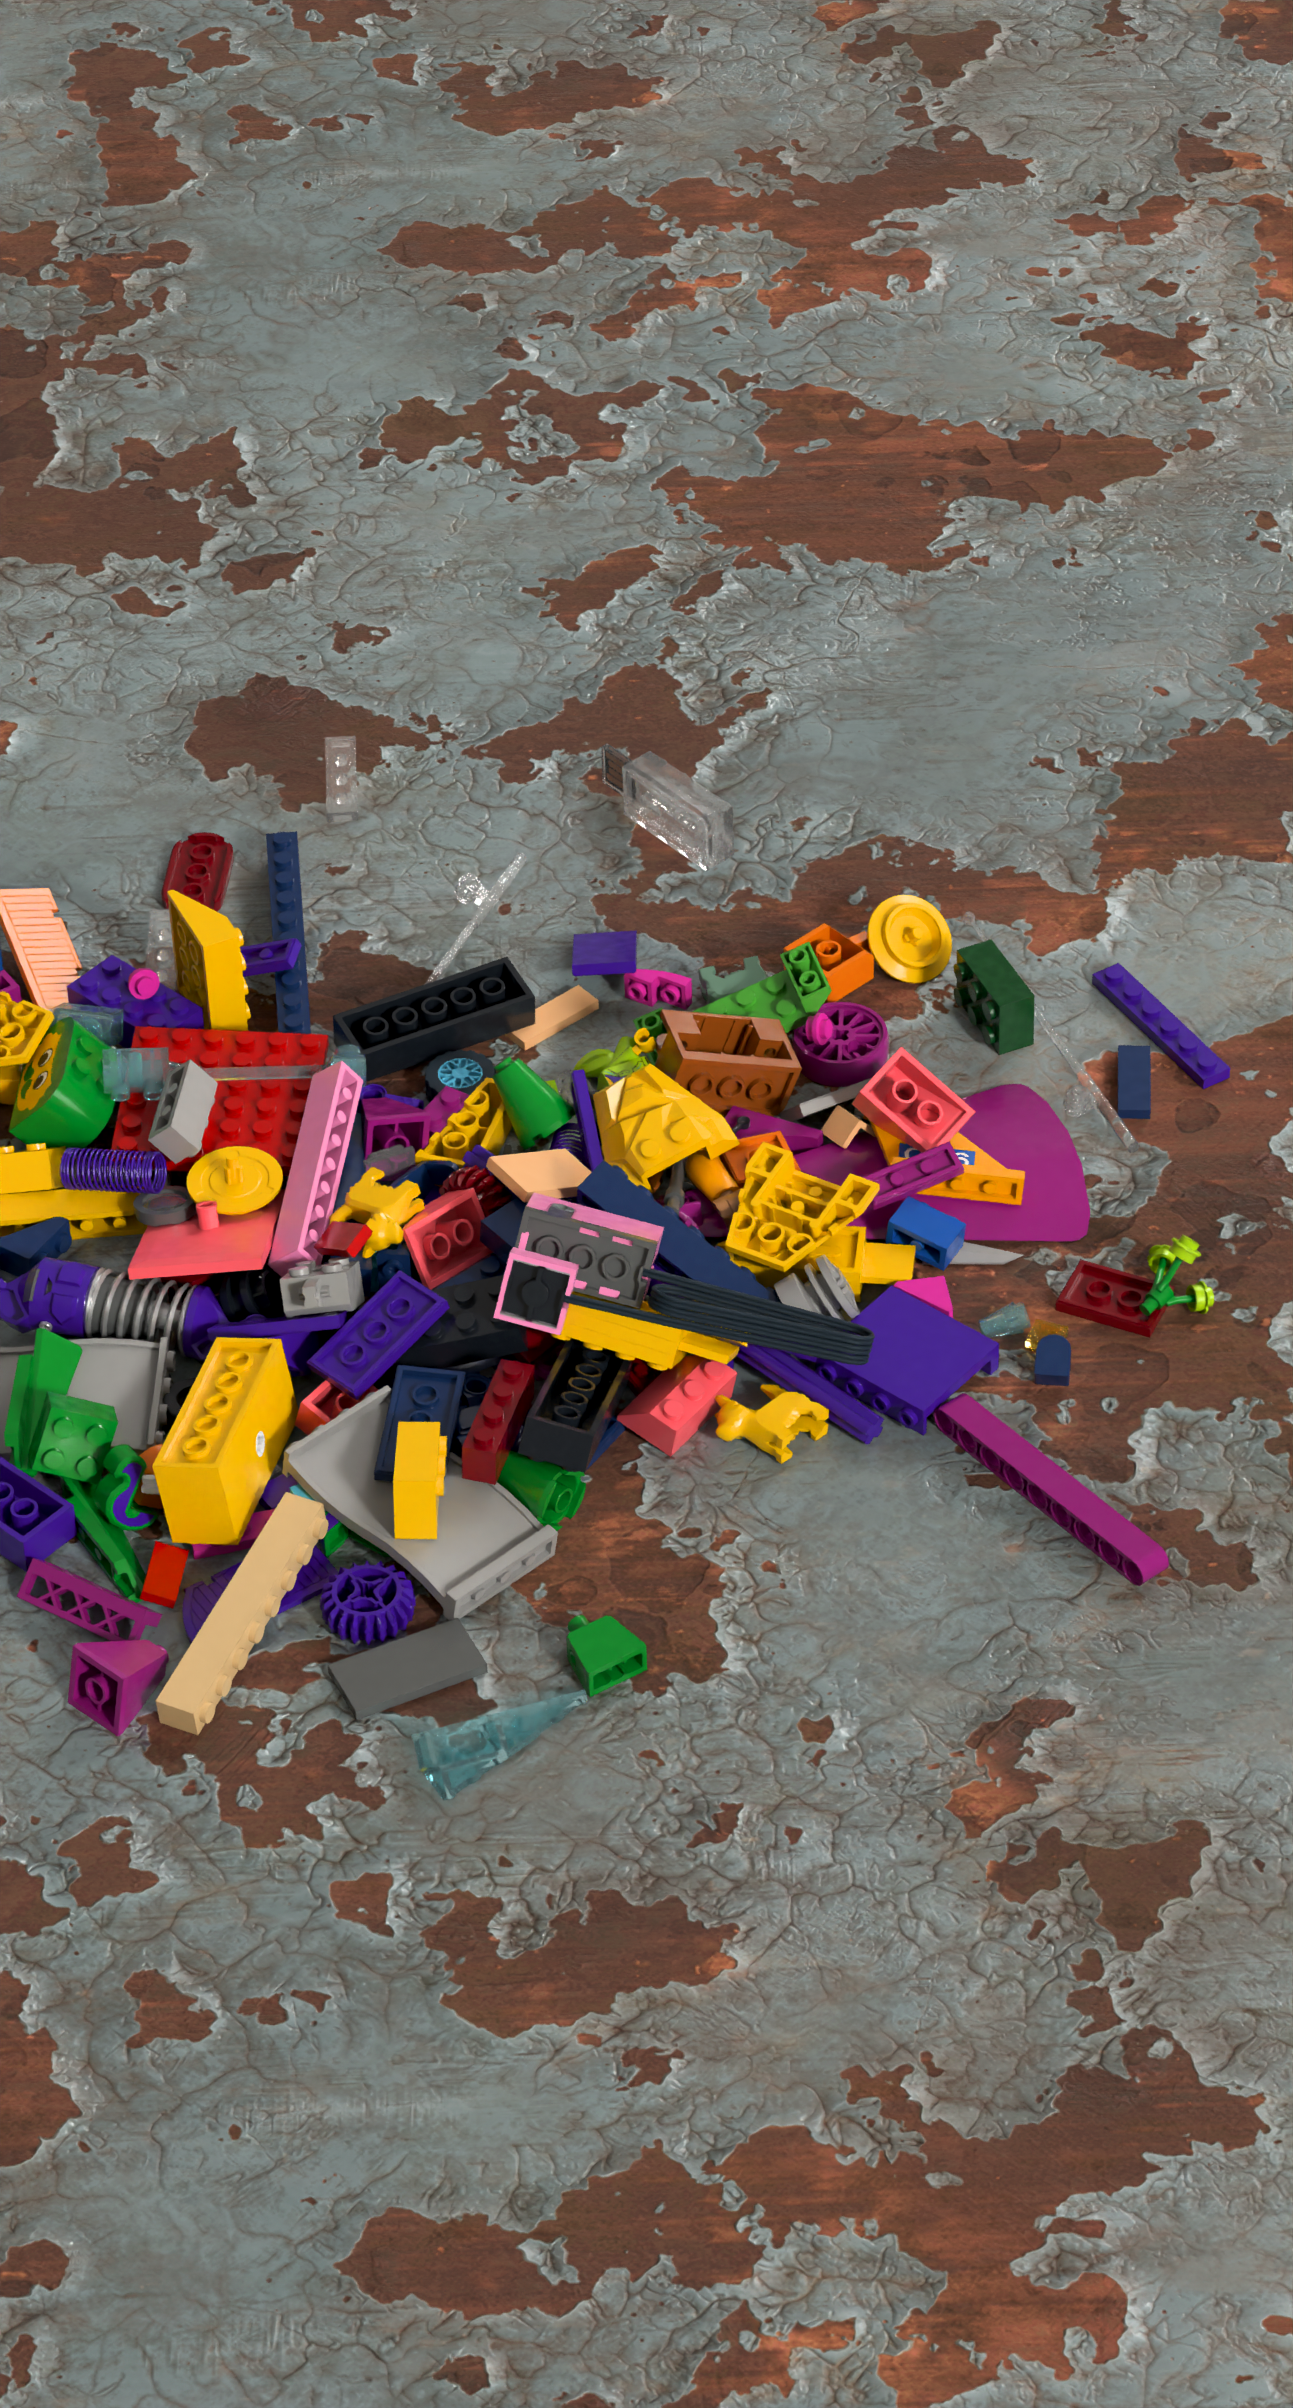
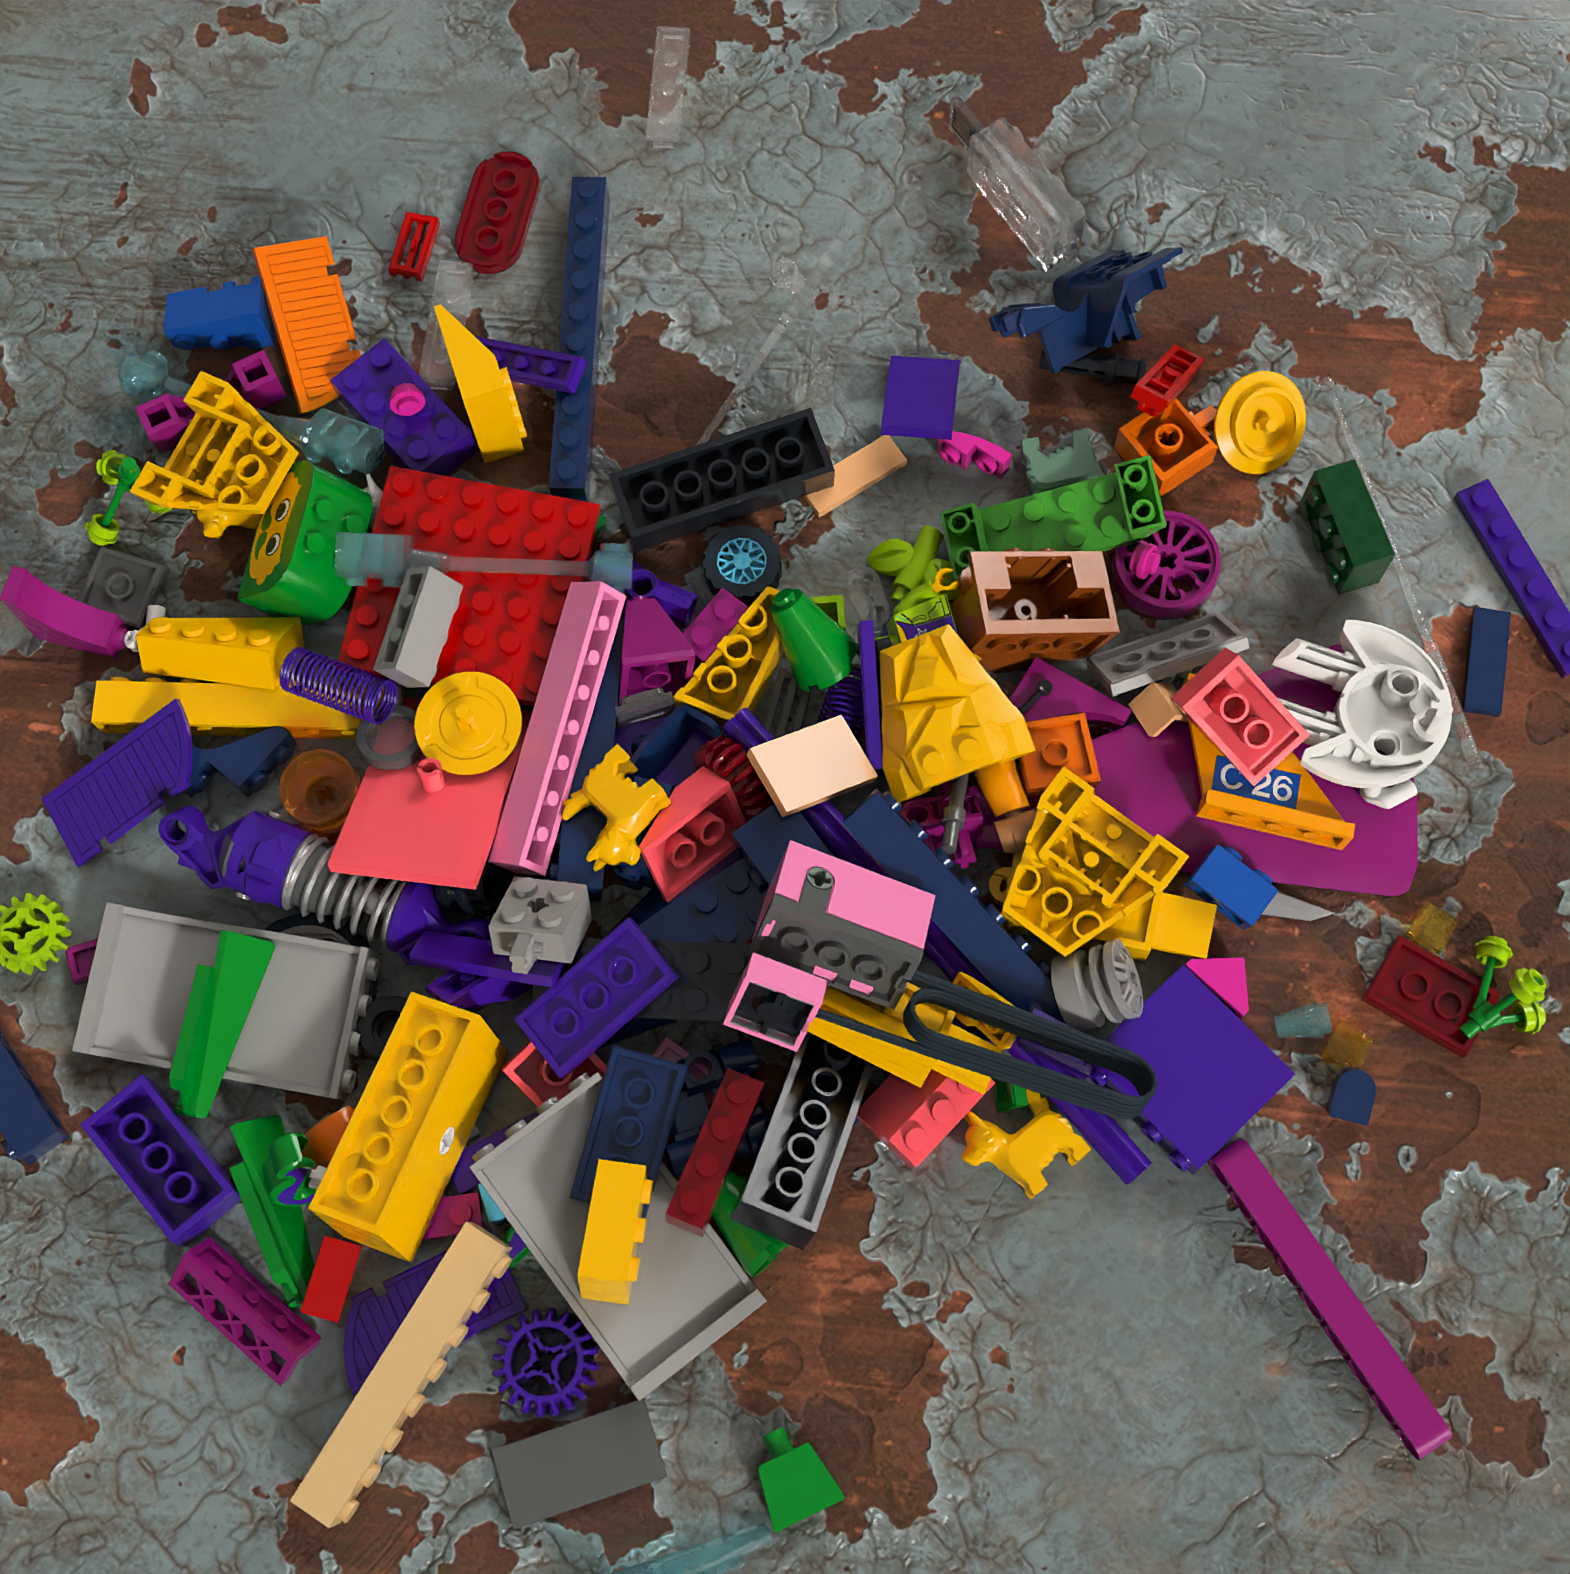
camera: 10 degrees right, 30 degrees up
(72, 1437) = (242, 1098): green brick -> none
(106, 1241) = (310, 782): none -> clear orange wheel
(115, 1679) = (260, 1445): magenta slope -> none
(121, 919) = (426, 250): none -> red tile
(343, 1239) = (570, 860): red tile -> none
(751, 879) = (1090, 307): none -> dark blue piece
(752, 1387) = (1008, 1096): none -> green tile
(771, 923) = (1110, 368): none -> black pin
(814, 914) = (1166, 380): none -> red hinge
(915, 1174) = (1227, 823): magenta tile -> none
(1038, 1095) = (1369, 709): none -> white piece
(1052, 1161) = (1389, 797): none -> white arm
(1110, 1253) = (1432, 927): none -> clear yellow tile

